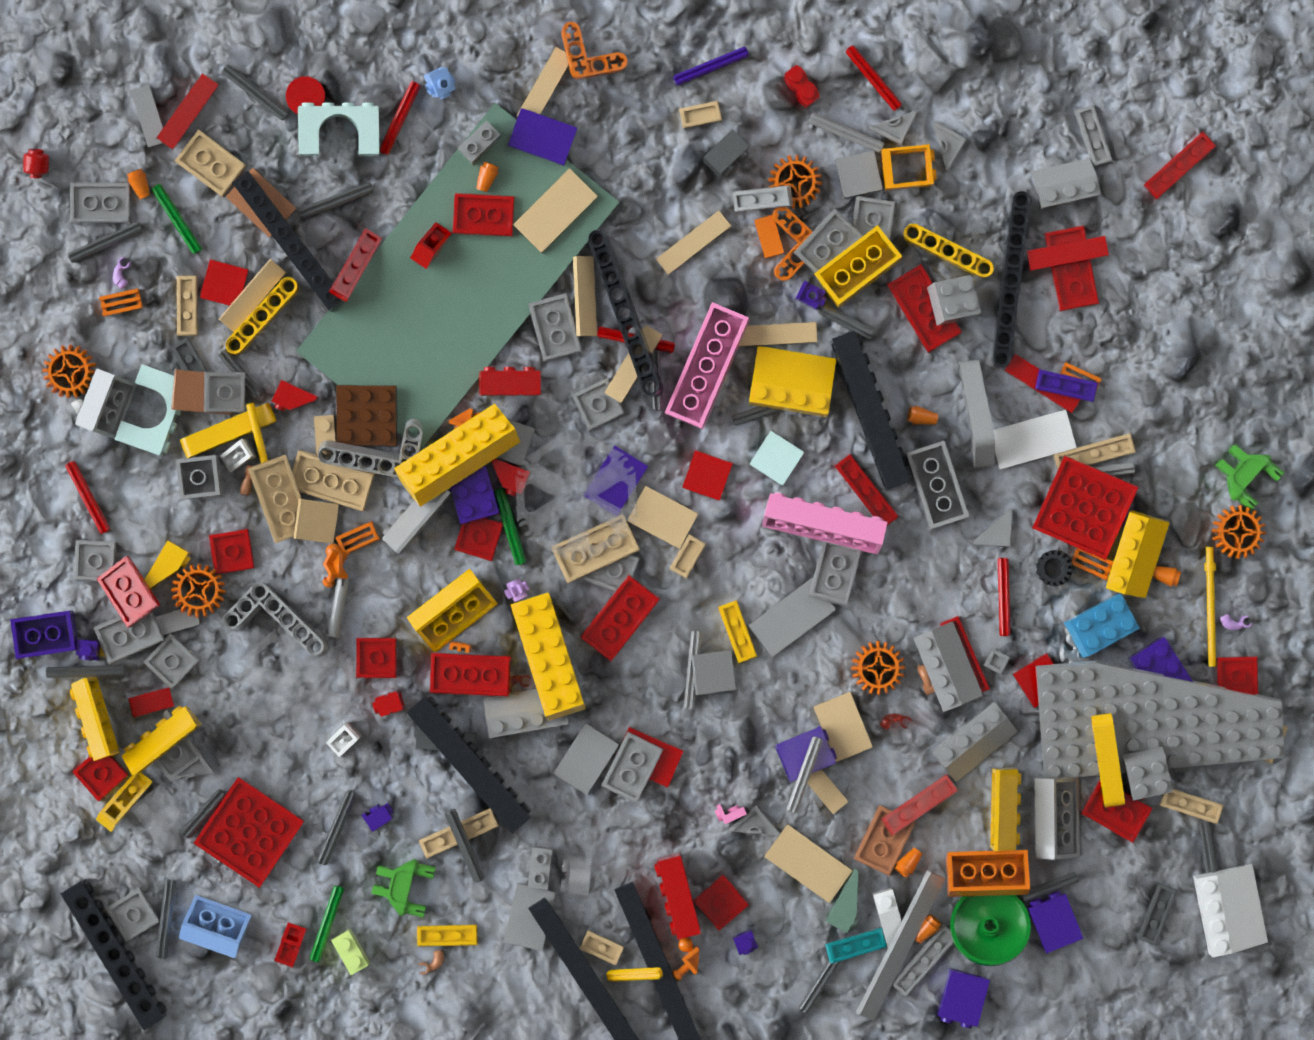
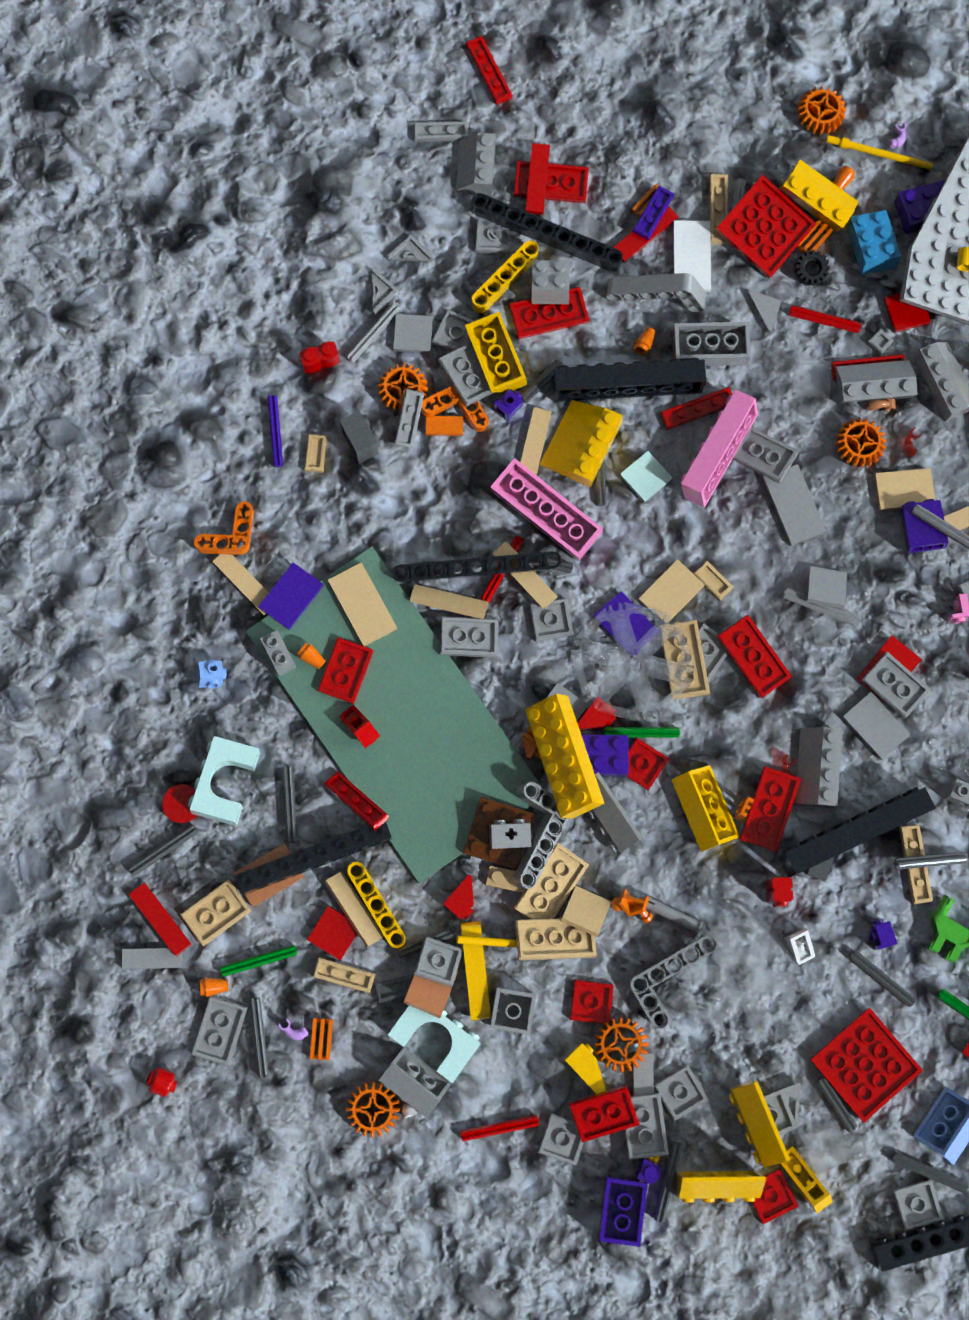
camera: 80 degrees left, 10 degrees down
(150, 702) = (715, 1124): red slope -> none
(237, 455) = (502, 968): white slope -> none
(246, 485) = (532, 967): nougat arm -> none
(365, 435) = (521, 838): none -> light grey brick
(373, 531) = (618, 864): orange tile -> none
(376, 657) = (730, 893): red tile -> none
(399, 118) = (230, 721): red axle -> none
(509, 382) = (508, 691): red brick -> none
(516, 590) = (703, 742): lavender gear -> none
(548, 656) = (775, 728): yellow brick -> none
(693, 242) = (429, 492): tan tile -> none
(707, 475) = (644, 541): red tile -> none
(737, 631) = (794, 556): yellow tile -> none
(873, 78) = (331, 296): red axle -> none
(887, 167) = (418, 306): light orange window -> none
(984, 220) = (487, 241): none -> light grey tile
(1238, 674) = (944, 147): red tile -> none
(1244, 472) = (771, 92): bright green connector -> none

